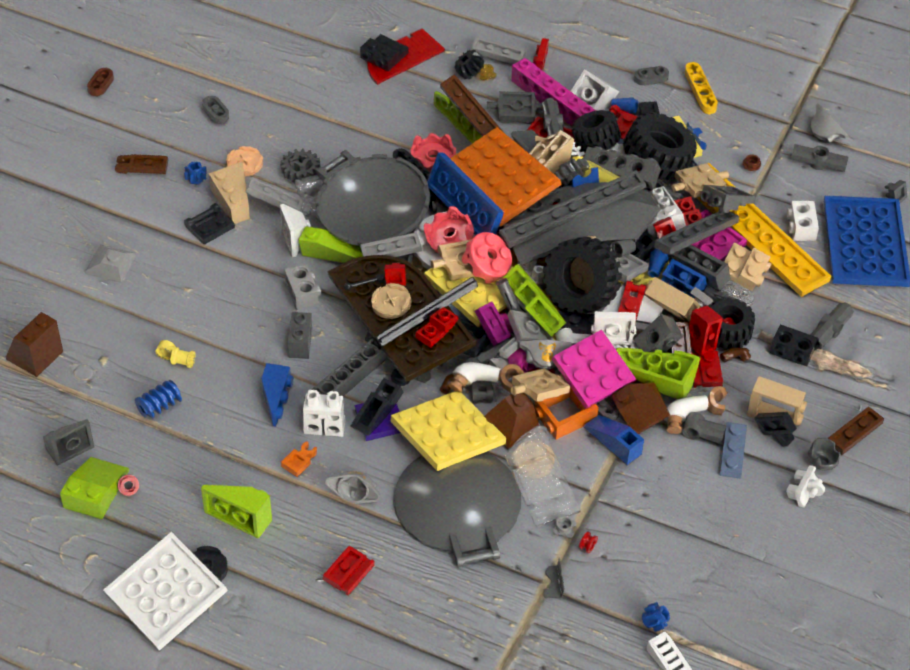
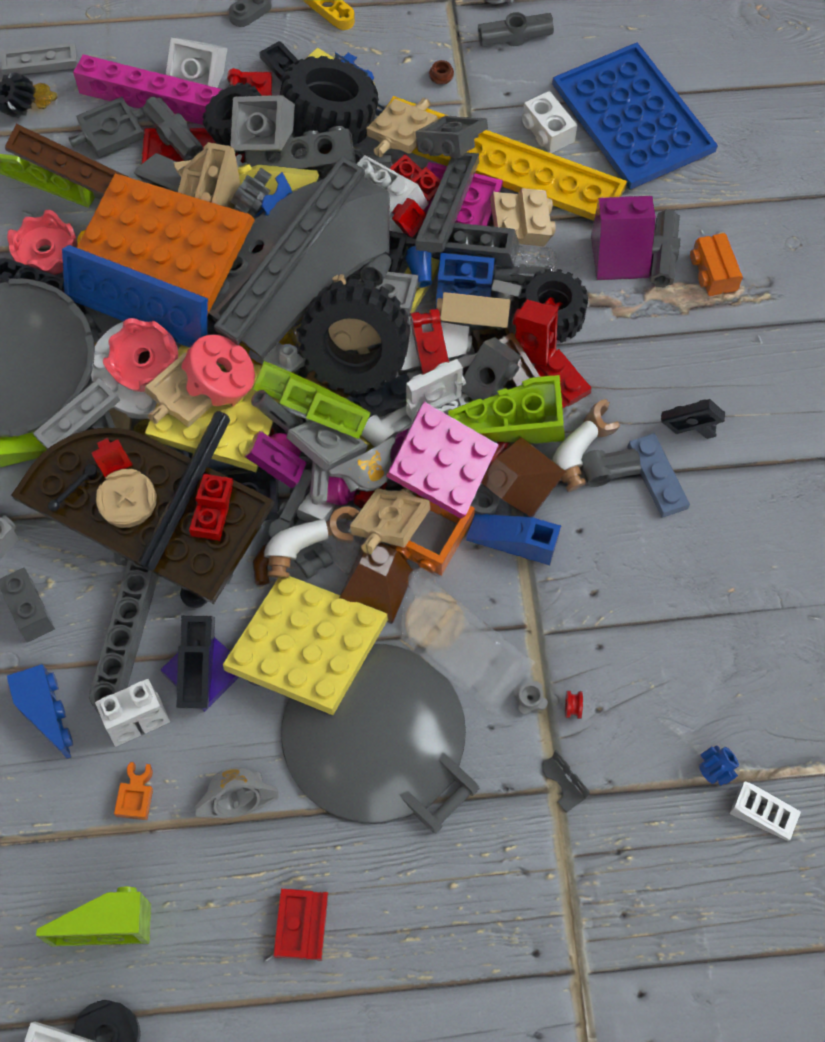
camera: 30 degrees left, 15 degrees up
(541, 52) = (96, 35): red plate -> none
(605, 136) = (261, 123): none -> light grey slope
(626, 104) = (246, 61): blue cone -> none
(735, 352) = (580, 339): reddish brown arm -> none
(779, 393) = (676, 385): tan window -> none
(793, 345) = (640, 291): black brick -> none
(802, 302) = (623, 237): none -> magenta slope
(808, 486) = (771, 493): white hips -> none
(823, 454) = (766, 427): dark grey hair -> none
(856, 430) = (778, 374): reddish brown plate -> none
(859, 350) = (716, 264): none -> orange brick
(897, 190) = (627, 33): dark grey tile -> none

